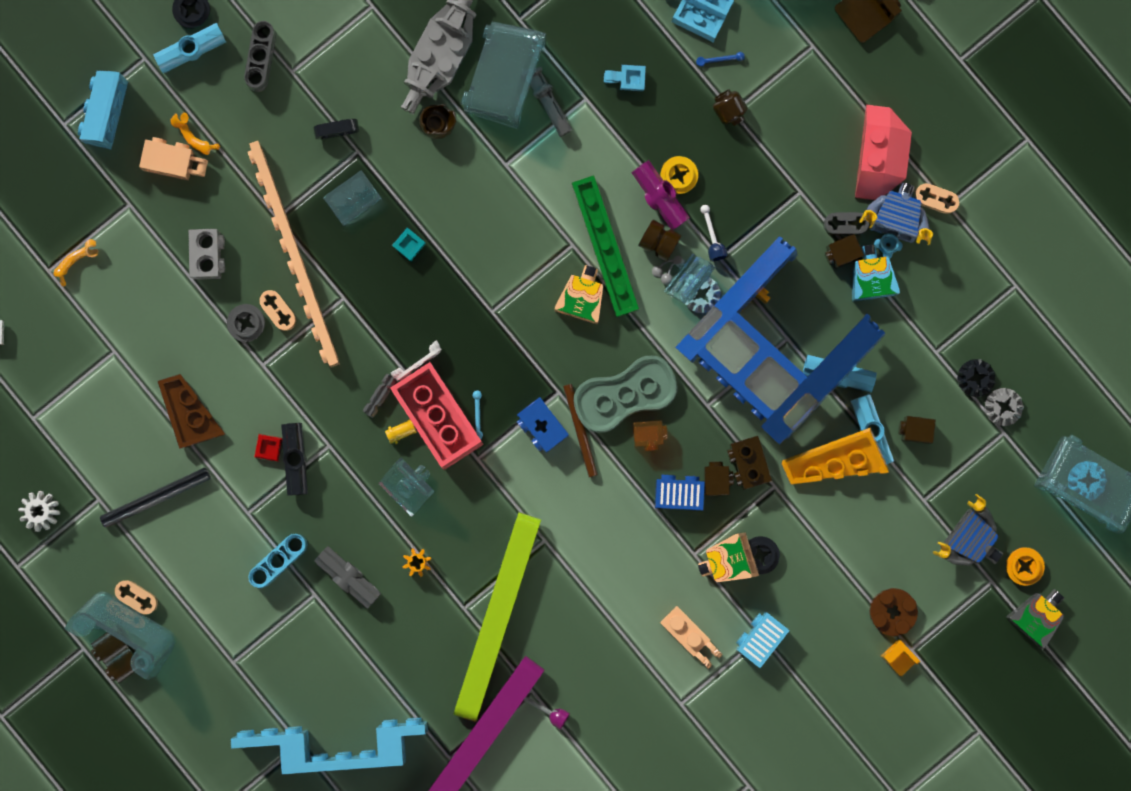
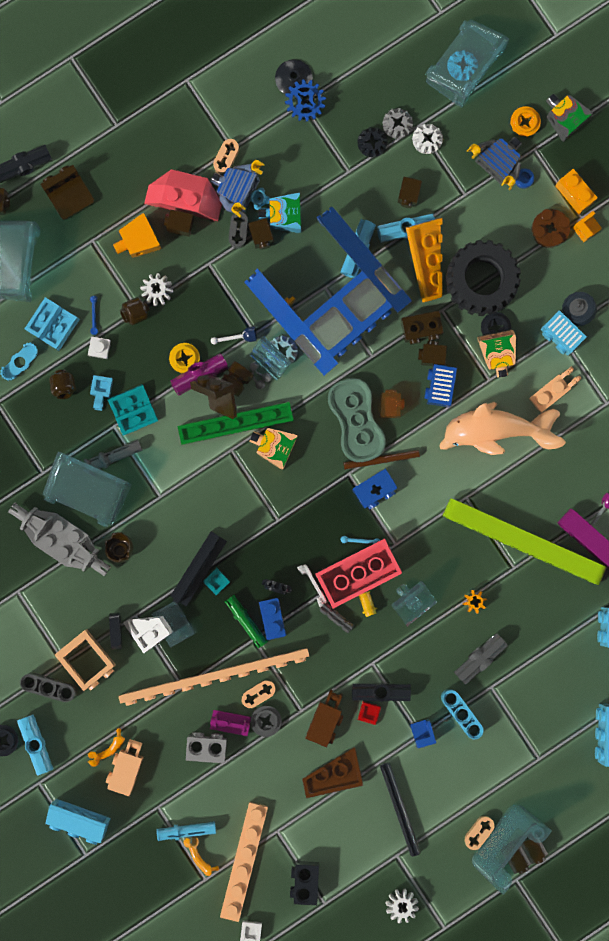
camera: 85 degrees left, 0 degrees up
(55, 397) = (309, 883): none -> black brick
(74, 314) = (244, 861): none -> light nougat plate
(102, 233) = (186, 831): none -> medium azure pin
(239, 279) = (230, 722): none -> magenta hinge
(249, 515) = (423, 733): none -> blue panel
(252, 394) = (325, 721): none -> reddish brown brick
(271, 109) = (71, 646): none -> light nougat window
(339, 168) = (148, 631): none -> white wing
(366, 283) = (244, 619): none -> green pin
(370, 317) = (272, 618): none -> blue brick
(409, 317) = (276, 586): none -> black gear
(421, 220) = (198, 569): none -> black fence
(608, 119) = (132, 409): none -> teal slope
(629, 30) = (62, 384): none -> dark brown head
(635, 556) = (486, 425): none -> light nougat animal
(640, 218) = (219, 394): none -> dark brown bracket
(680, 70) = (99, 347): none -> white plate
(762, 139) = (164, 287): none -> white gear
(795, 656) = (579, 308): none -> black wheel
(821, 101) = (137, 238): none -> light orange torso
(845, 149) = (179, 222): none -> dark brown brick
(851, 538) = (492, 254): none -> black tyre
(942, 638) = (576, 191): none -> light orange brick
(952, 573) = (525, 178): none -> blue tile
(977, 446) = (427, 147): none -> white gear
(1007, 281) = (299, 107): none -> blue gear
(1037, 279) = (283, 73): none -> black dish

